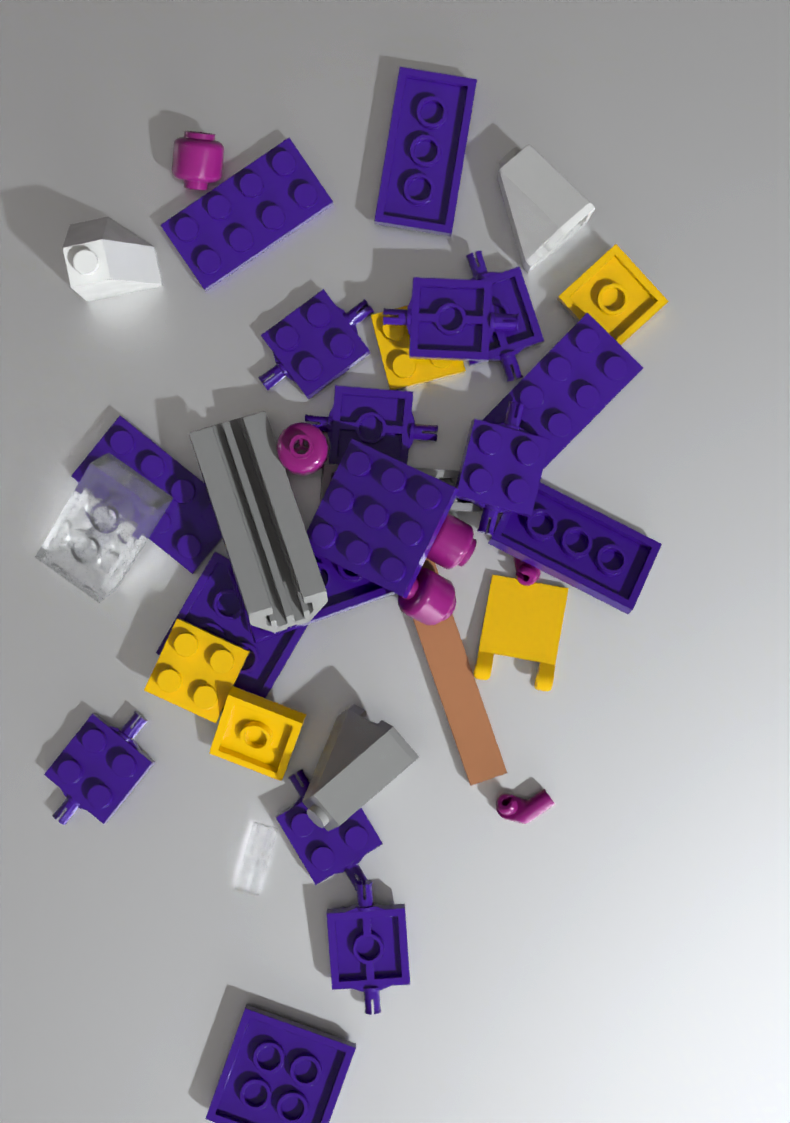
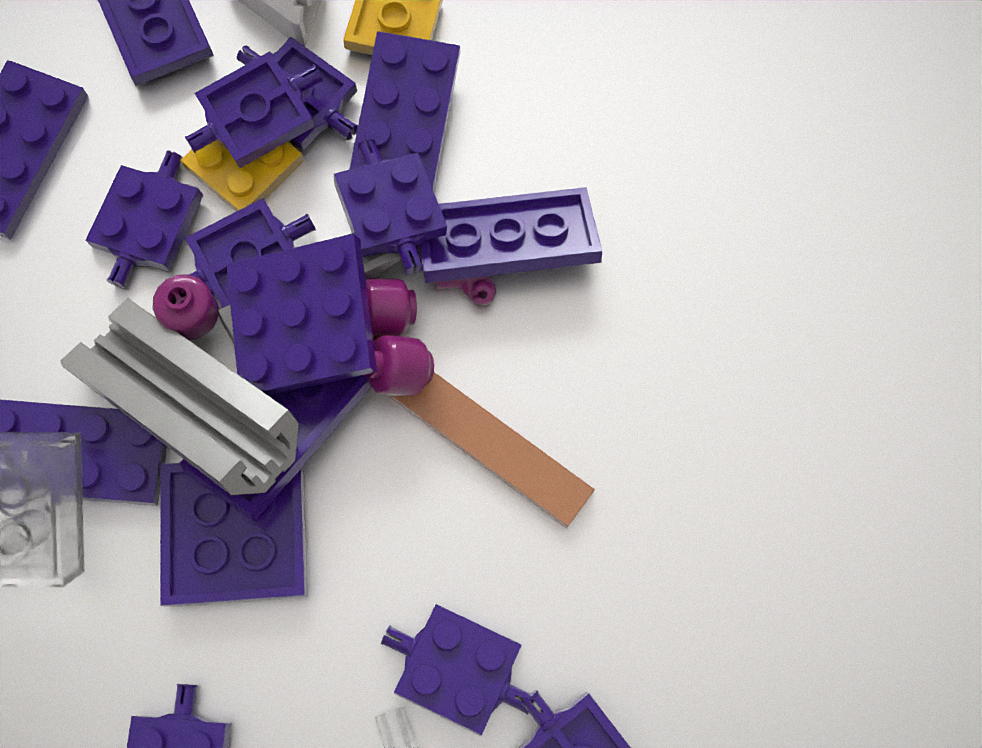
camera: 40 degrees left, 15 degrees down
(196, 670) = (213, 593): yellow plate -> none
(257, 733) = (317, 616): yellow plate -> none
(354, 767) = (438, 577): light grey slope -> none
(521, 809) = (635, 516): magenta arm -> none
(522, 625) = (512, 342): yellow flag -> none

